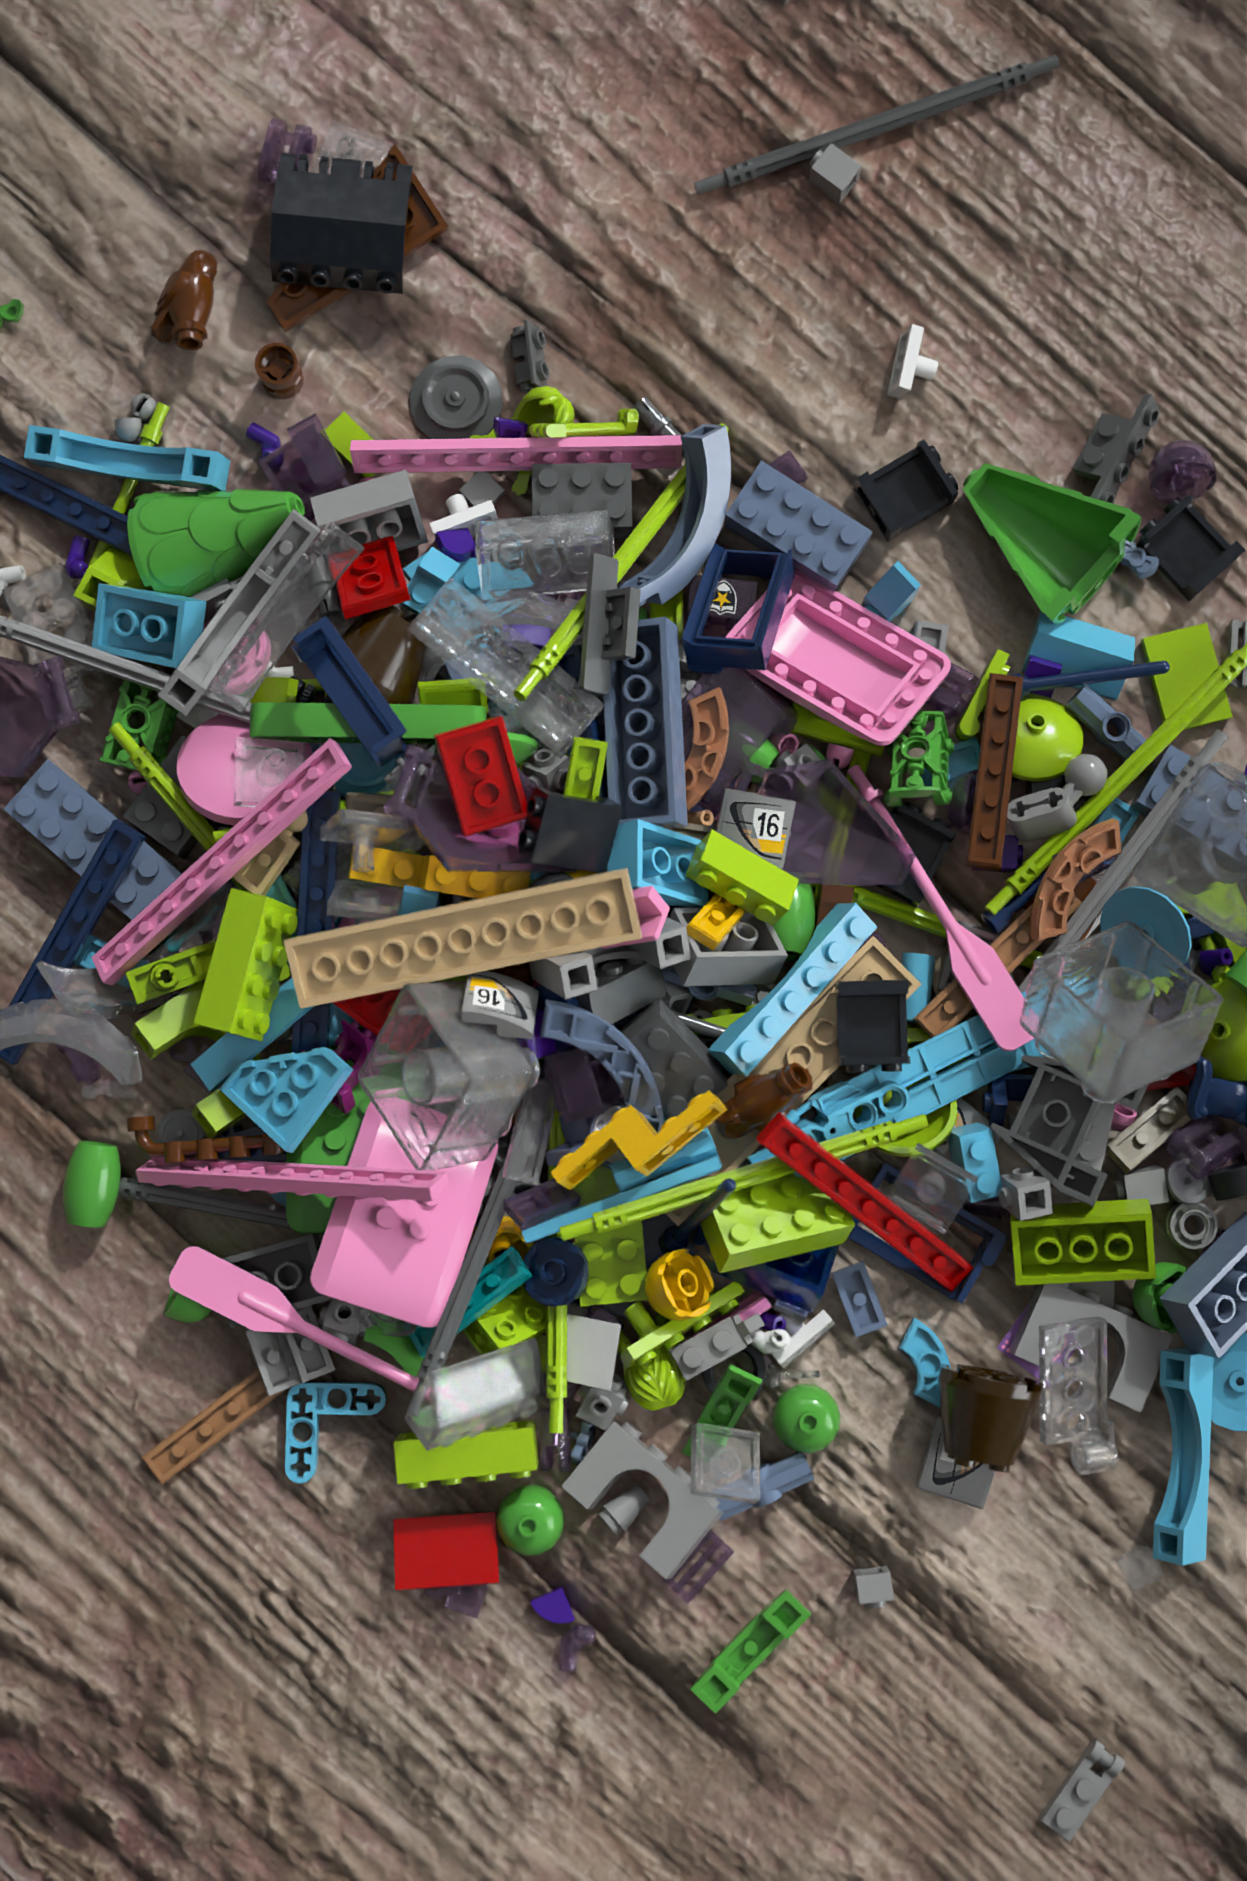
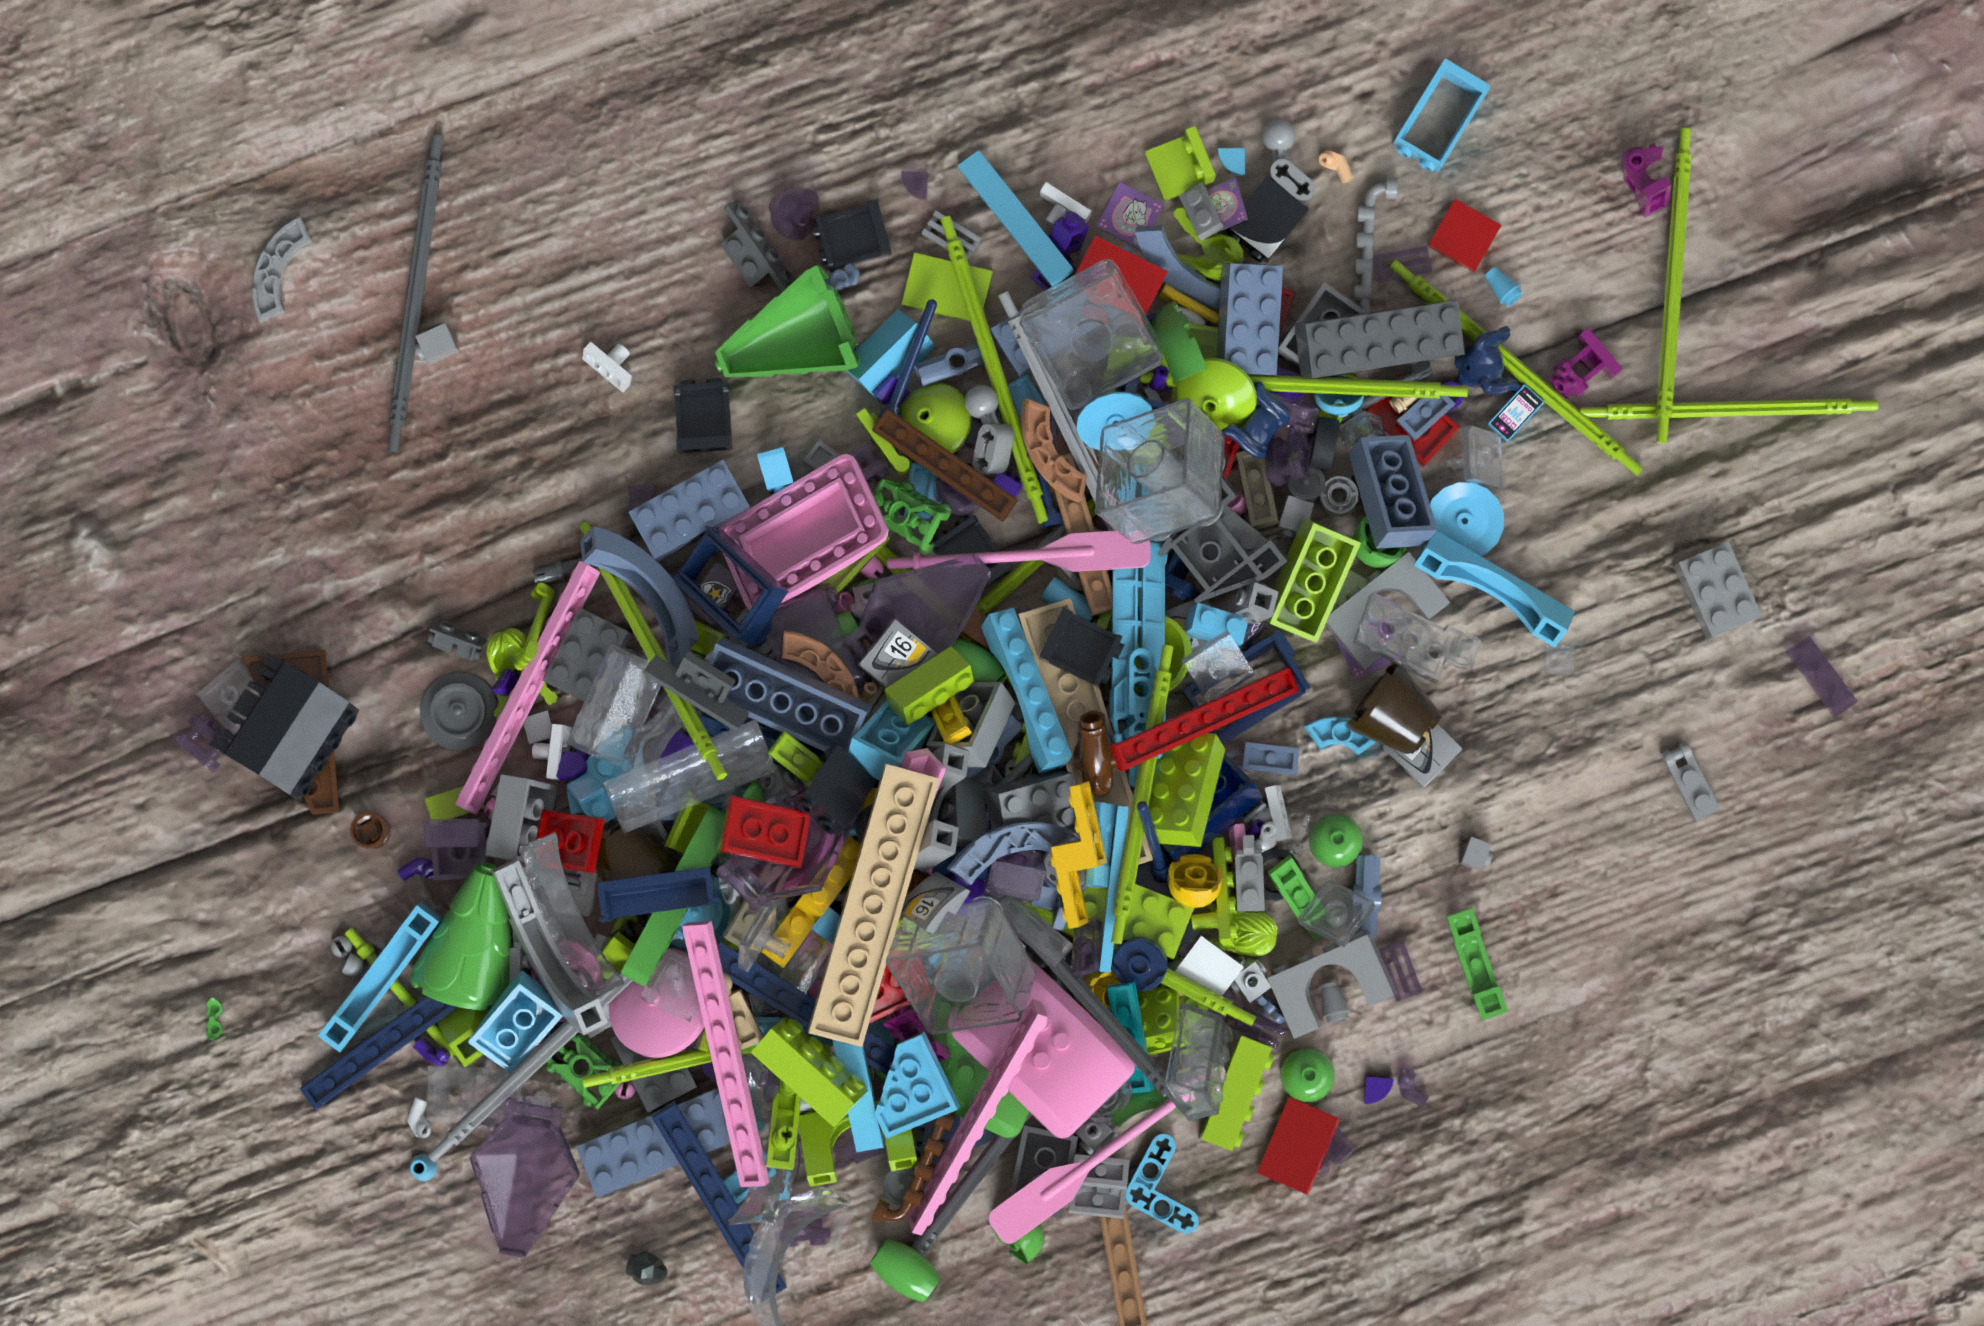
camera: 60 degrees left, 0 degrees up
(187, 302) = (282, 873): reddish brown animal -> none

